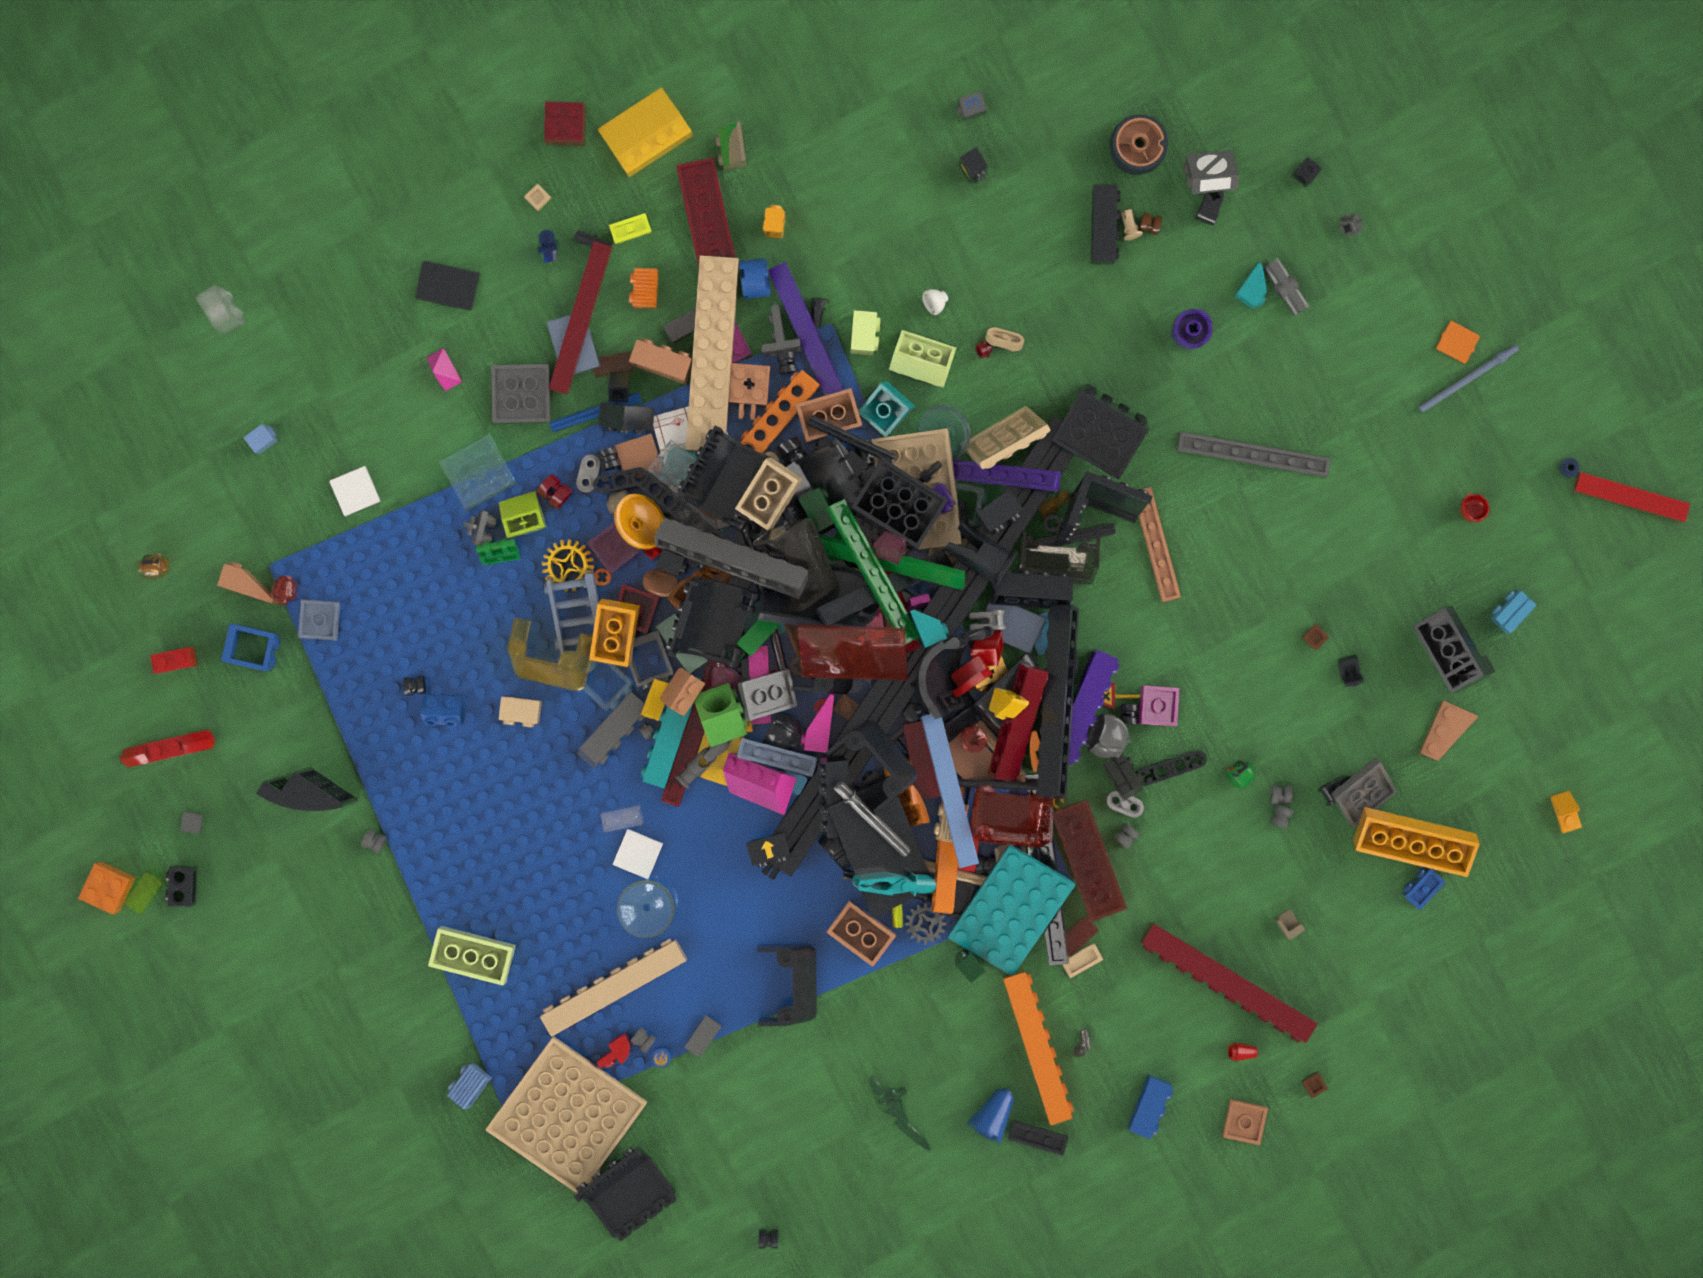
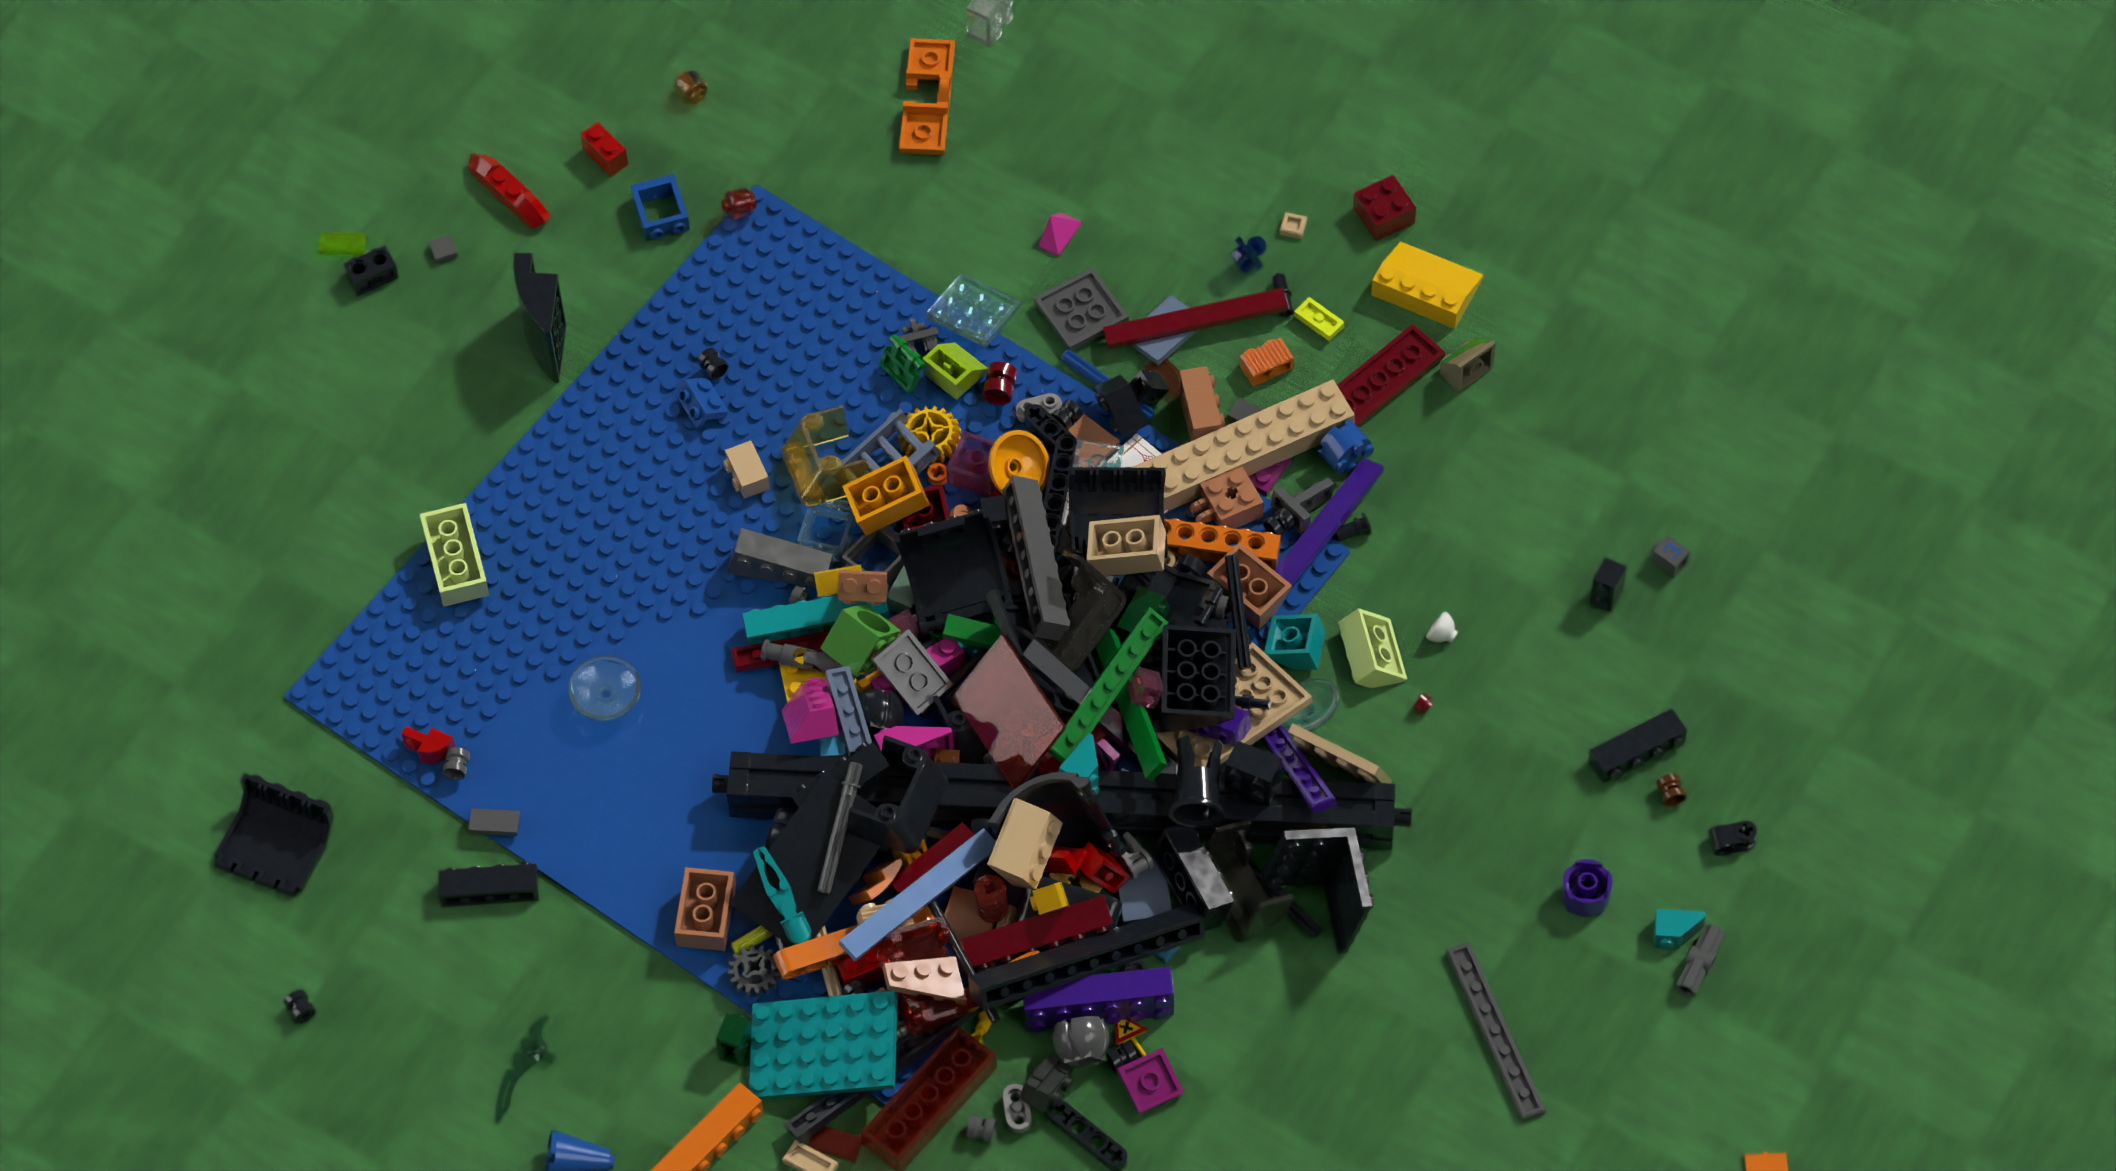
camera: 60 degrees right, 30 degrees down
(106, 887) = (329, 206): orange brick -> none
(243, 582) = (723, 163): nougat slope -> none
(261, 438) = (881, 112): medium blue brick -> none
(289, 414) = (926, 123): none -> orange plate
(319, 619) = (727, 250): sand blue tile -> none
(355, 491) = (881, 219): white tile -> none
(373, 841) = (522, 413): dark grey wheel -> none
(447, 285) = (1147, 194): black tile -> none
(468, 1086) = (307, 629): medium blue brick -> none
(566, 1115) = (331, 732): tan plate -> none
(613, 987) = (499, 706): tan brick -> none
(622, 818) = (689, 619): clear brick -> none
(637, 854) = (659, 657): white tile -> none
(661, 1057) = (446, 794): blue tile -> none
(749, 1064) = (488, 885): none -> black brick
(768, 849) = (743, 750): black brick -> none
(774, 222) = (1416, 435): light orange brick -> none
(803, 960) = (609, 884): black windscreen -> none
(863, 333) = (1359, 576): yellowish green brick -> none
(959, 699) = (1024, 844): none -> tan slope
(963, 896) = (810, 989): black tile -> none
(1004, 339) = (1448, 716): tan plate -> none
(1014, 820) = (927, 977): none -> wing
(1101, 431) = (1413, 835): black bracket -> none
(1129, 156) = (1745, 731): nougat wheel -> none
(1131, 228) = (1649, 776): tan pin -> none
(1158, 551) = (1328, 987): nougat tile -> none
(1211, 172) = (1767, 812): dark grey brick -> none
(1306, 172) = (1838, 911): black brick -> none
(1351, 224) = (1815, 986): dark grey gear -> none

